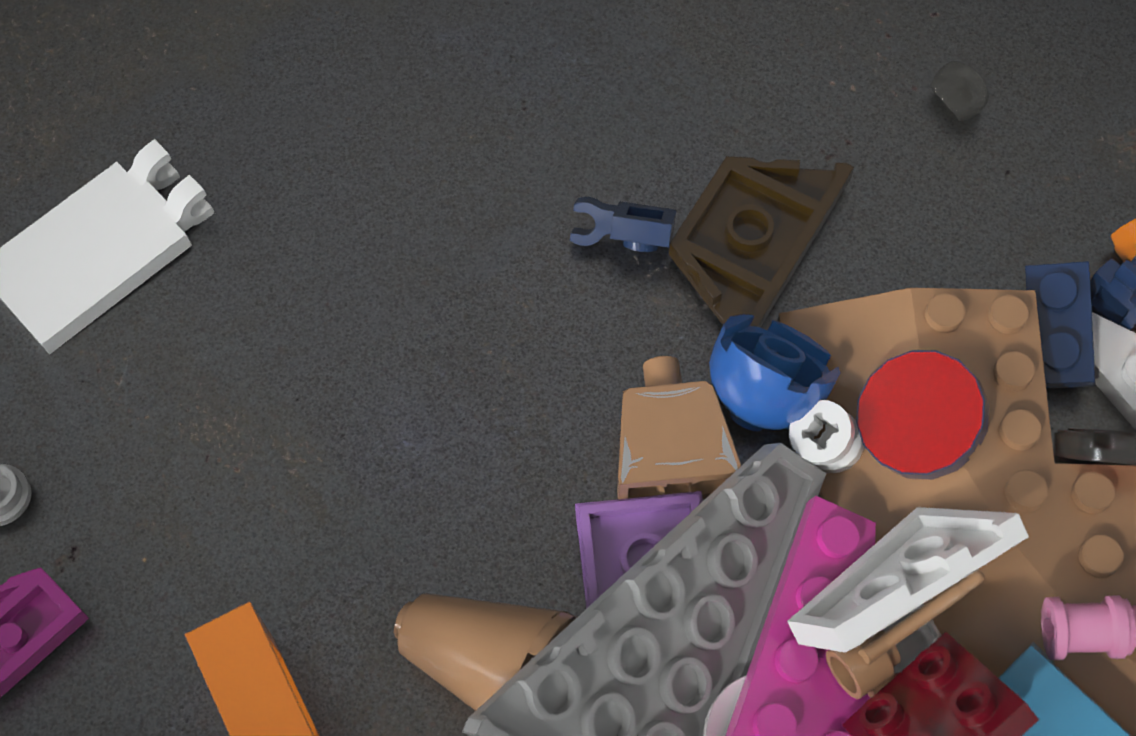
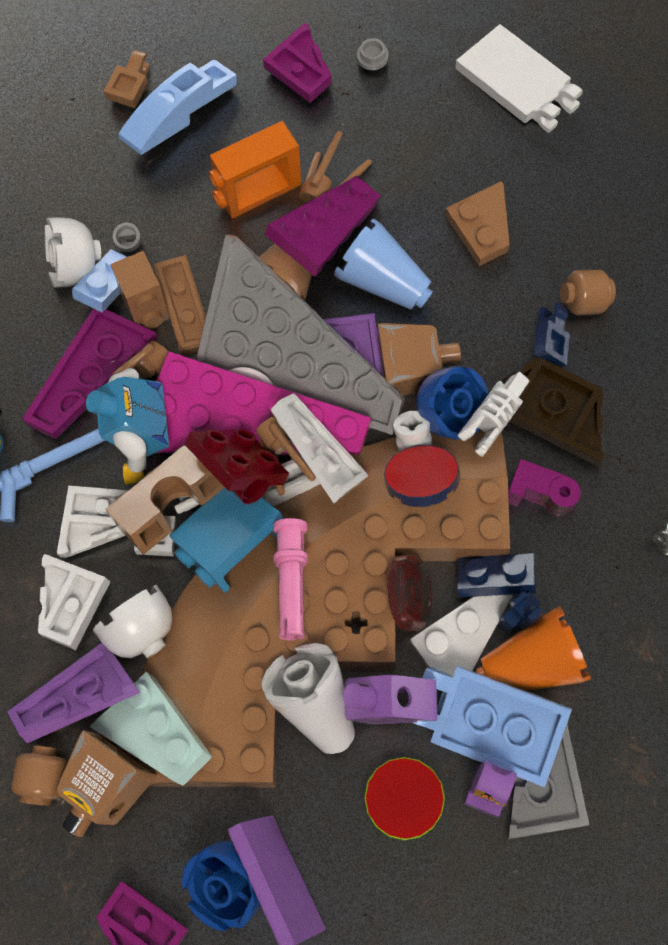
camera: 90 degrees right, 5 degrees up
(301, 600) = (316, 182): none -> medium nougat plant
(395, 320) = (482, 223): none -> medium nougat wing
(407, 576) = (323, 224): none -> magenta wing
(492, 481) = (384, 268): none -> light blue cone
(549, 165) = (588, 292): none -> medium nougat head
(791, 303) = (495, 411): none -> white hinge
(902, 245) = (543, 487): none -> magenta leg

